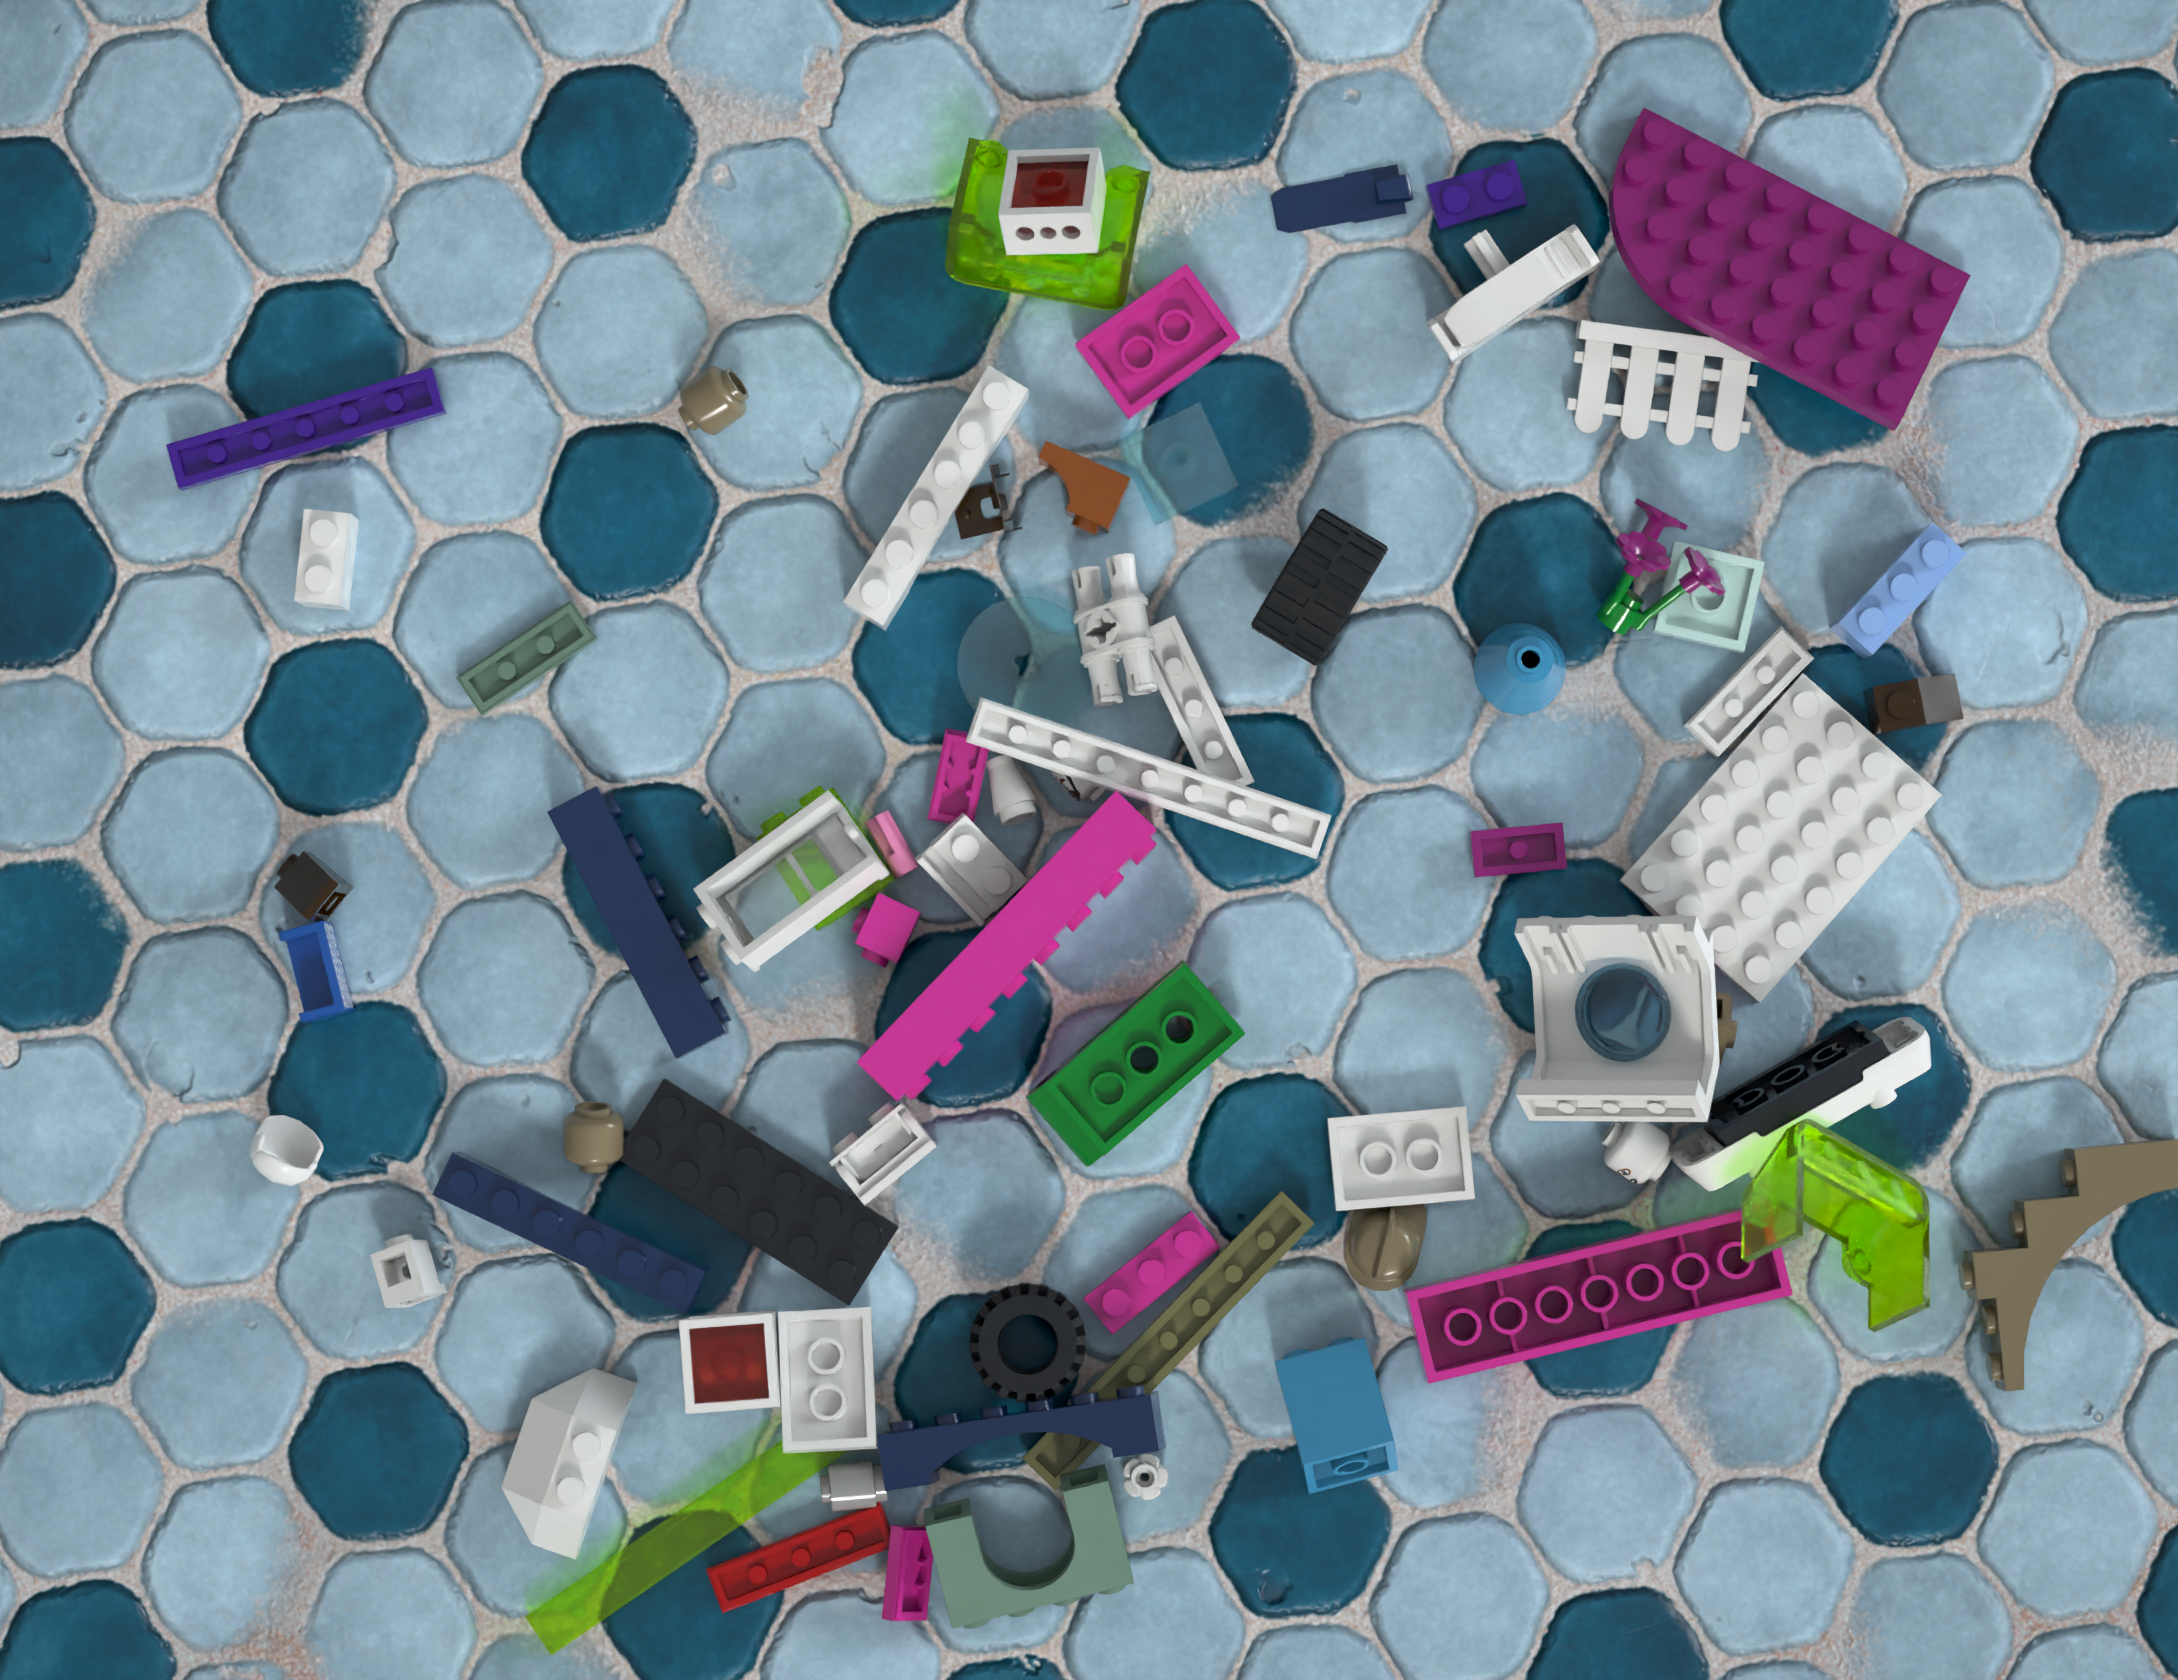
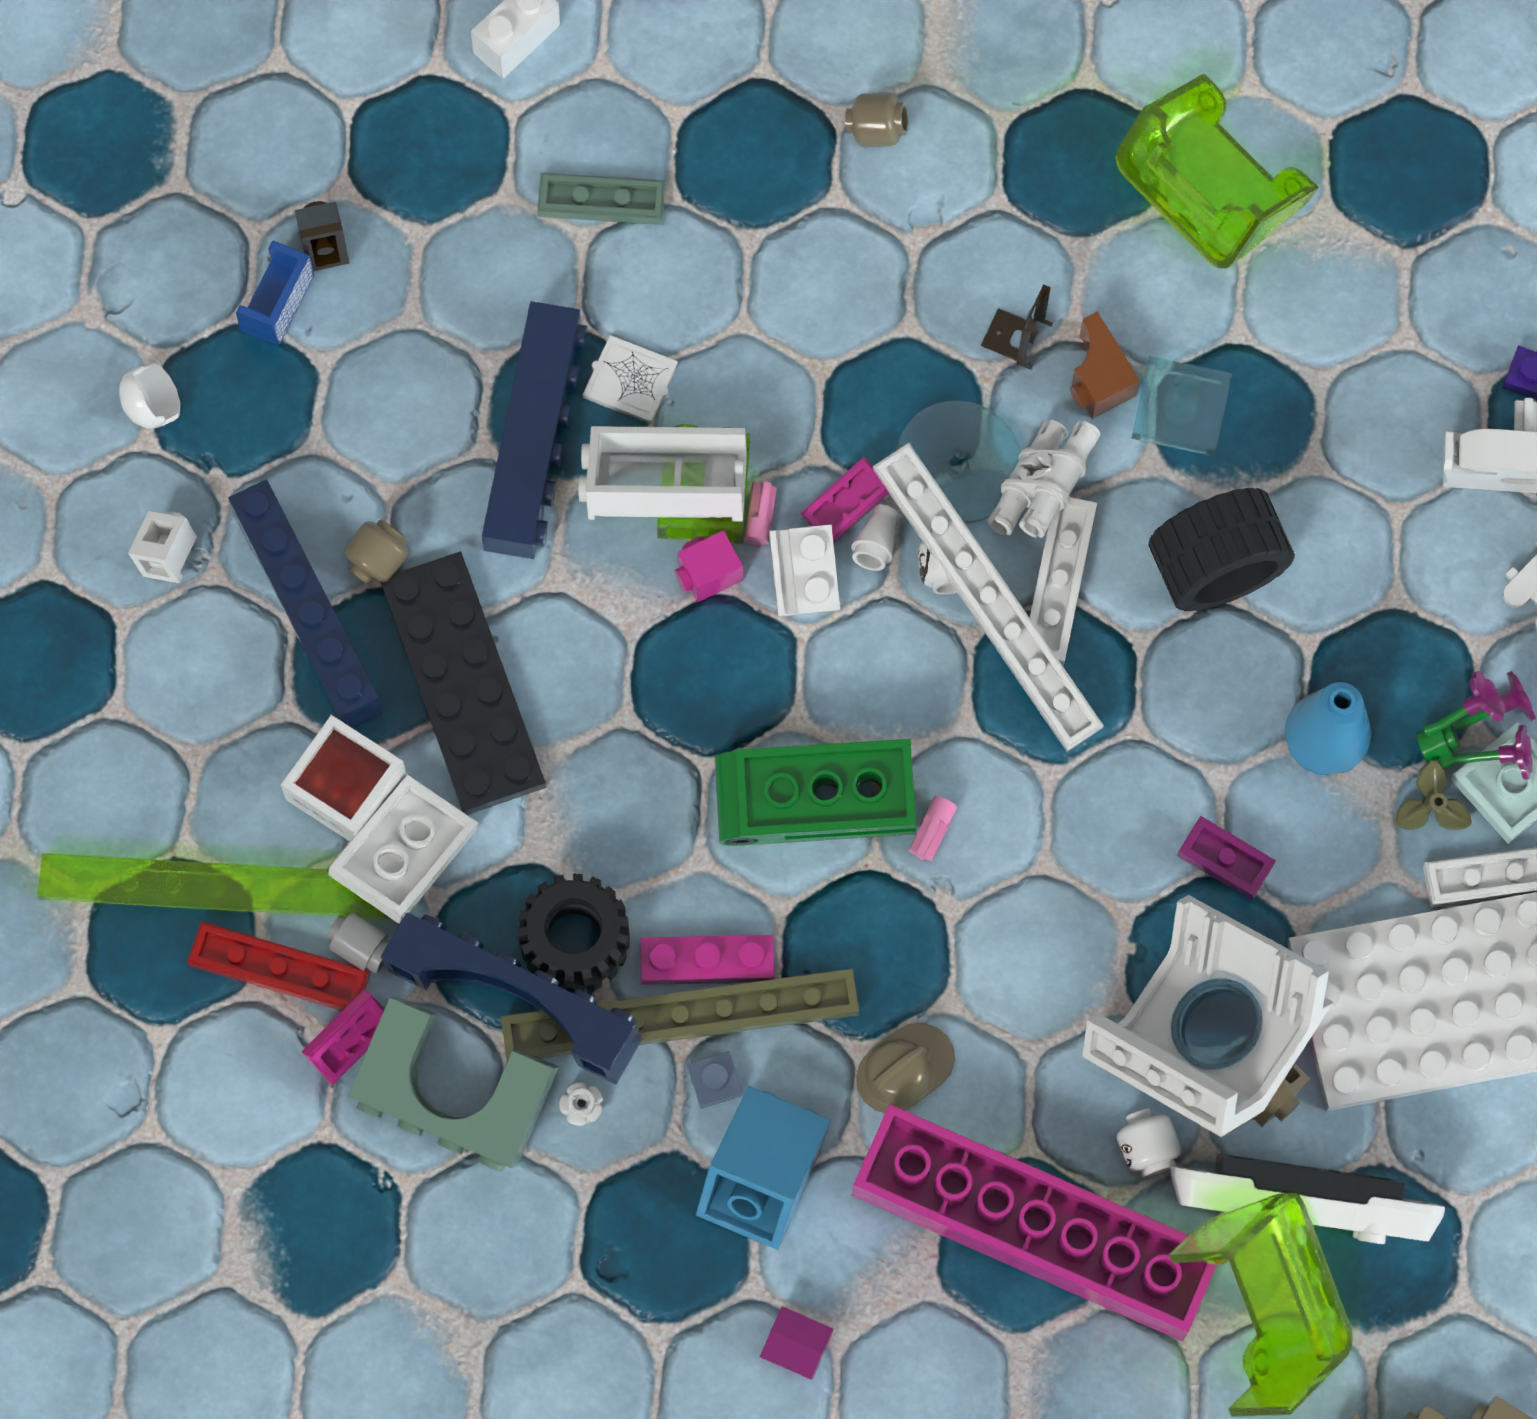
camera: 35 degrees right, 15 degrees down
(565, 1457) = (166, 764): white wedge -> none
(683, 806) = (630, 379): none -> white piece
(882, 1152) = (577, 720): white hinge -> none
(935, 497) = (916, 319): white arch -> none
(1007, 947) = (788, 638): dark pink brick -> none
(1052, 201) = (1231, 151): white piece -> none
(1157, 342) = (1233, 310): dark pink plate -> none
(1237, 1370) = (714, 1080): none -> sand blue plate
(1253, 1013) = (933, 828): none -> bright pink piece
(1344, 199) = (1446, 315): dark blue piece -> none
(1400, 1158) = (961, 1015): white plate -> none
(1476, 1541) = (797, 1343): none -> magenta piece
(1666, 668) = (1449, 812): none -> olive plant

